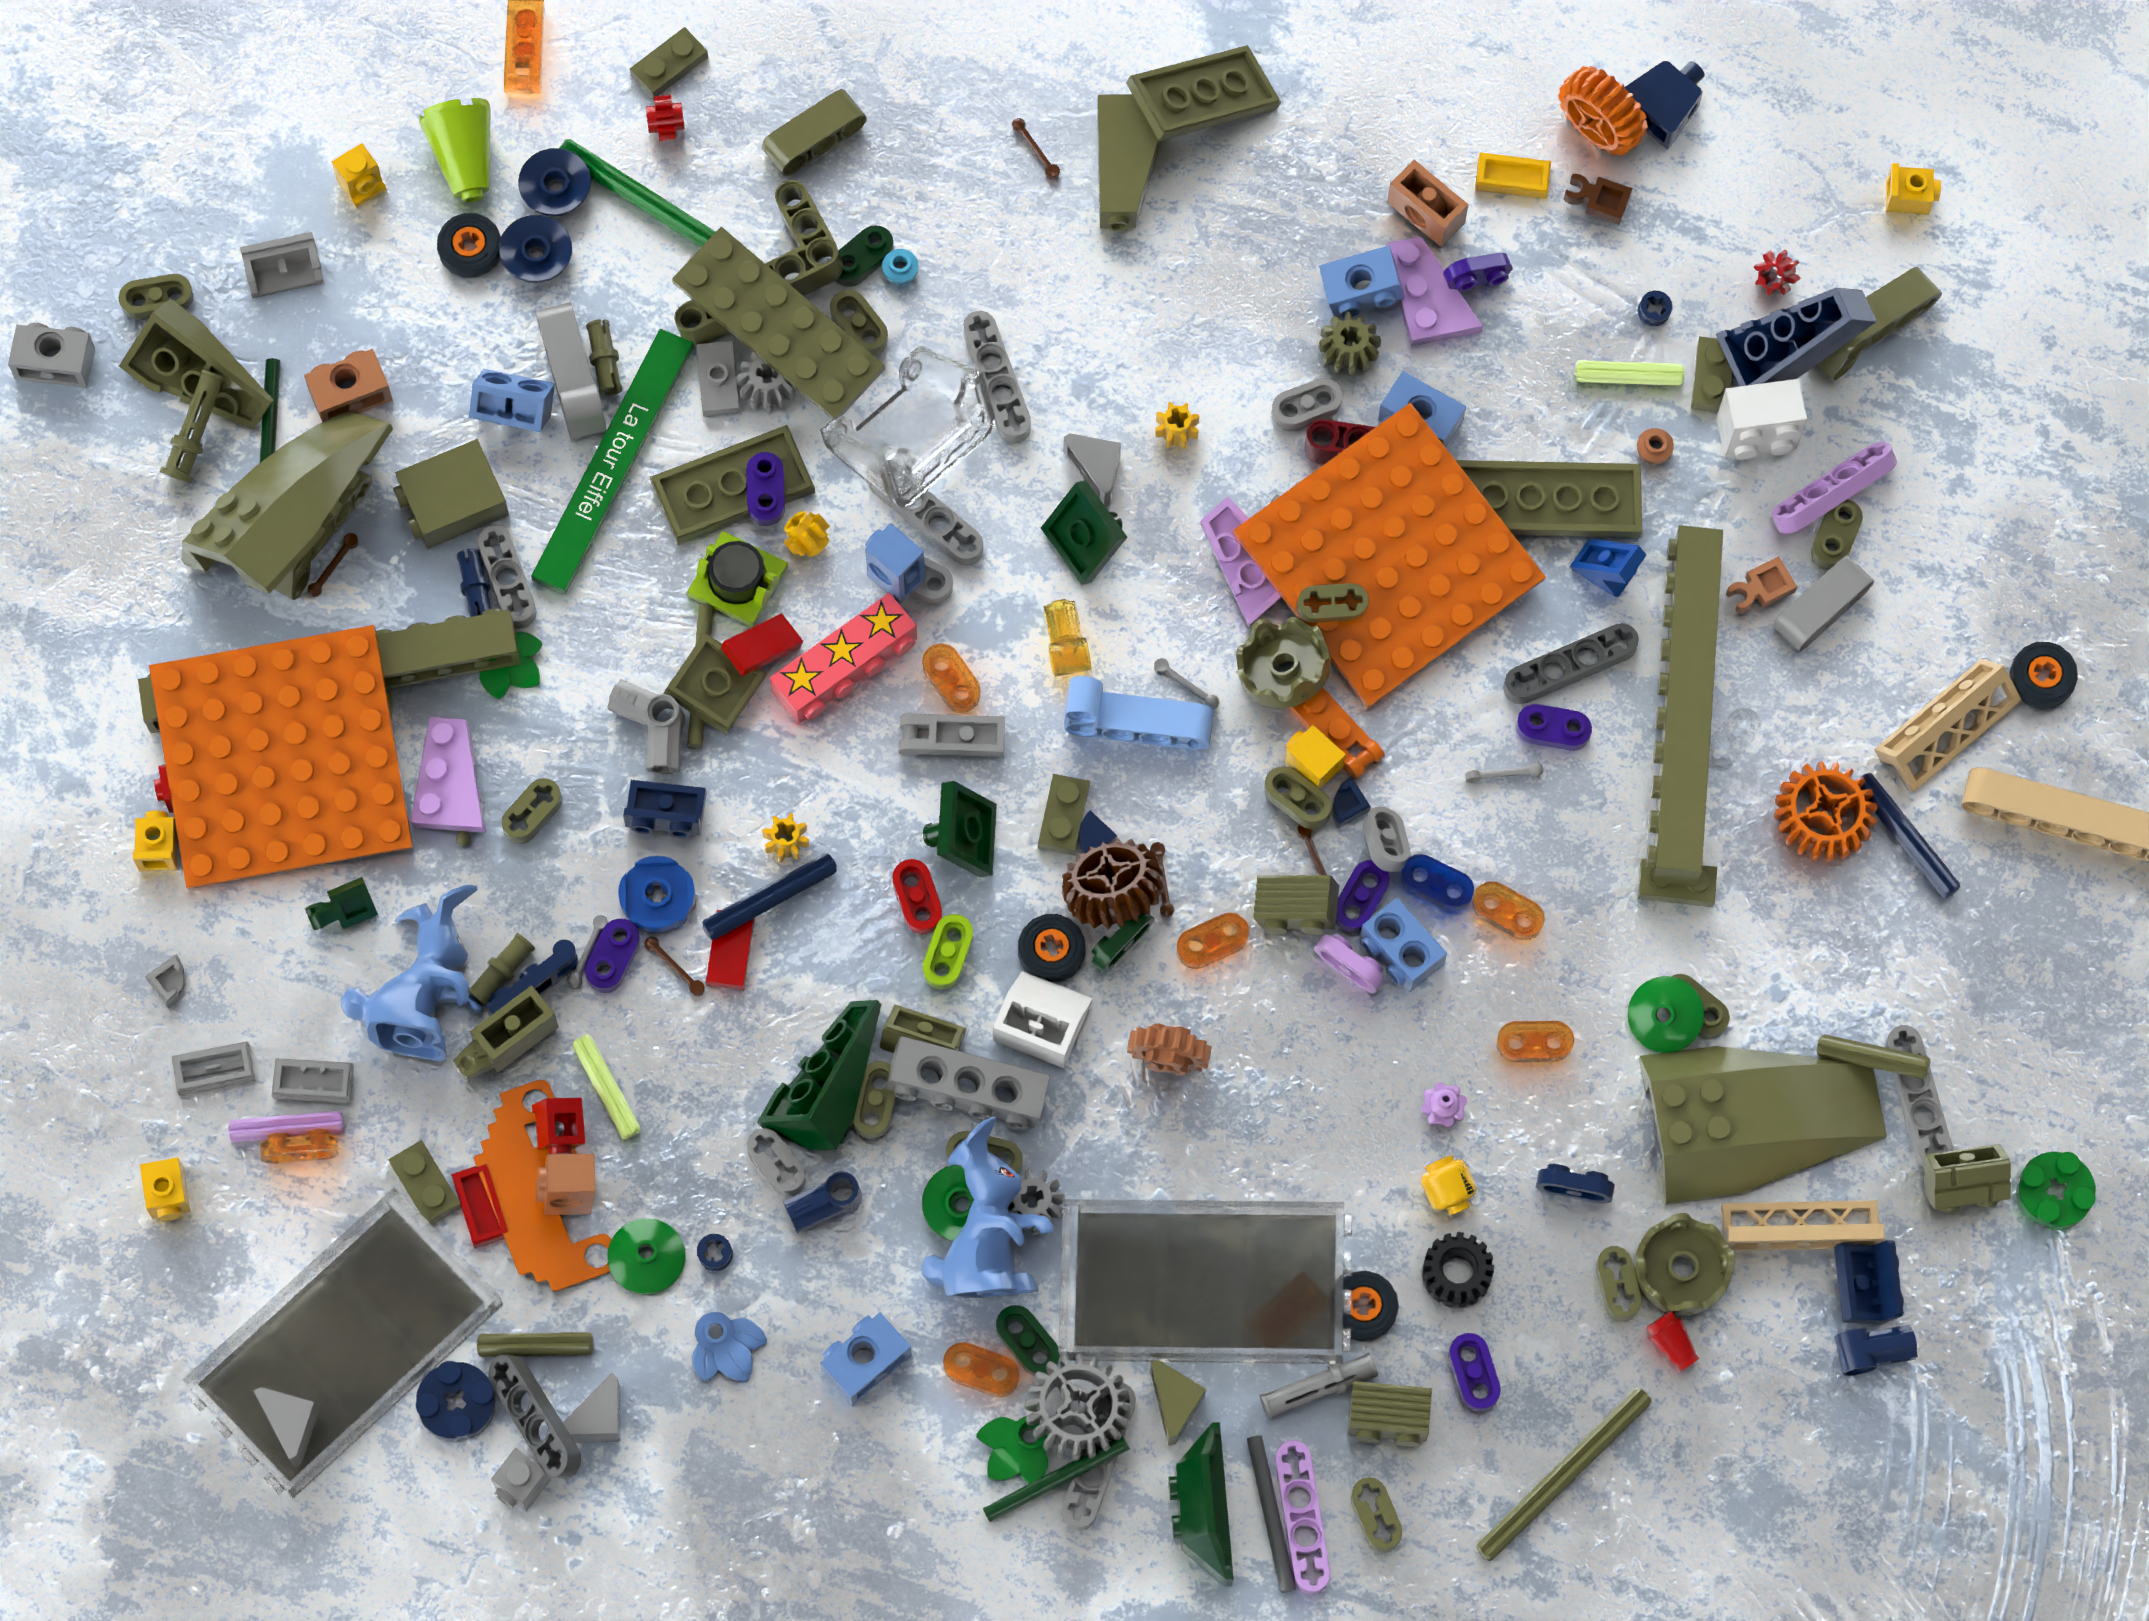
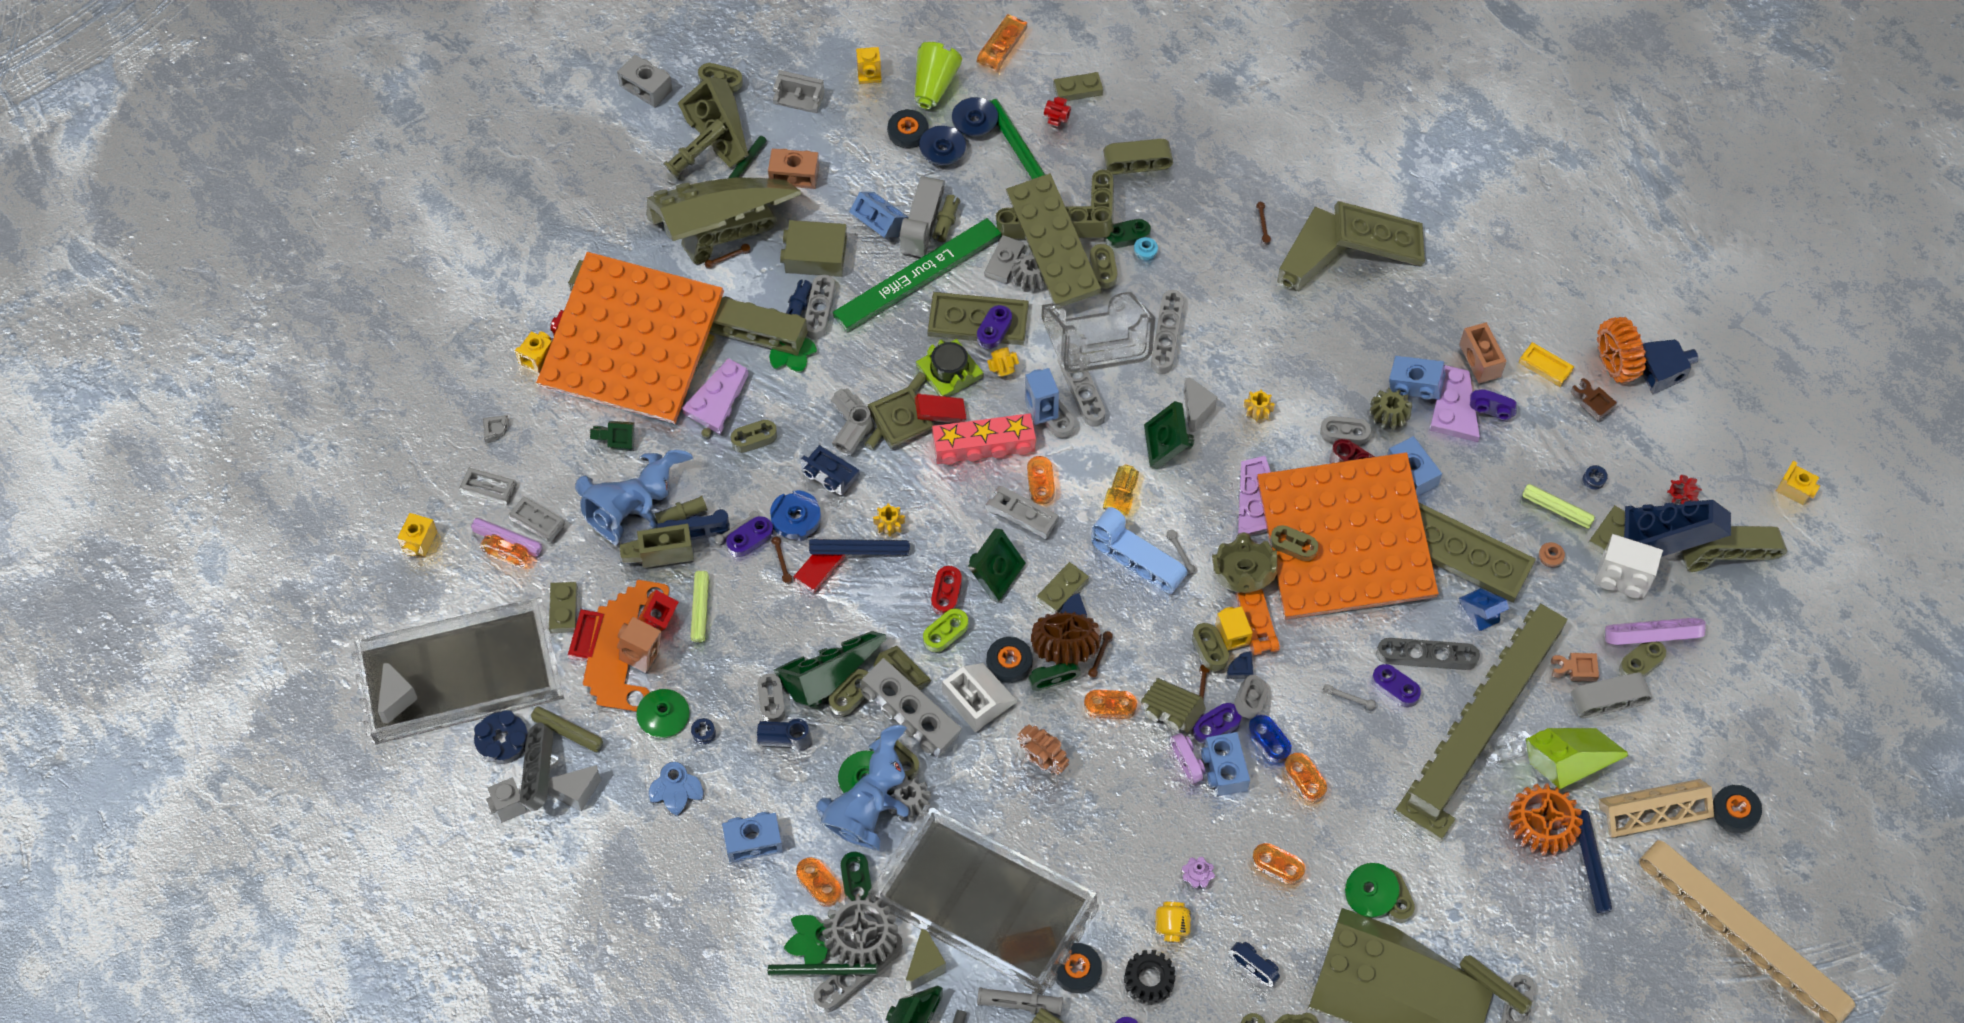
camera: 30 degrees right, 10 degrees down
(1817, 708) = (1571, 753): none -> lime slope

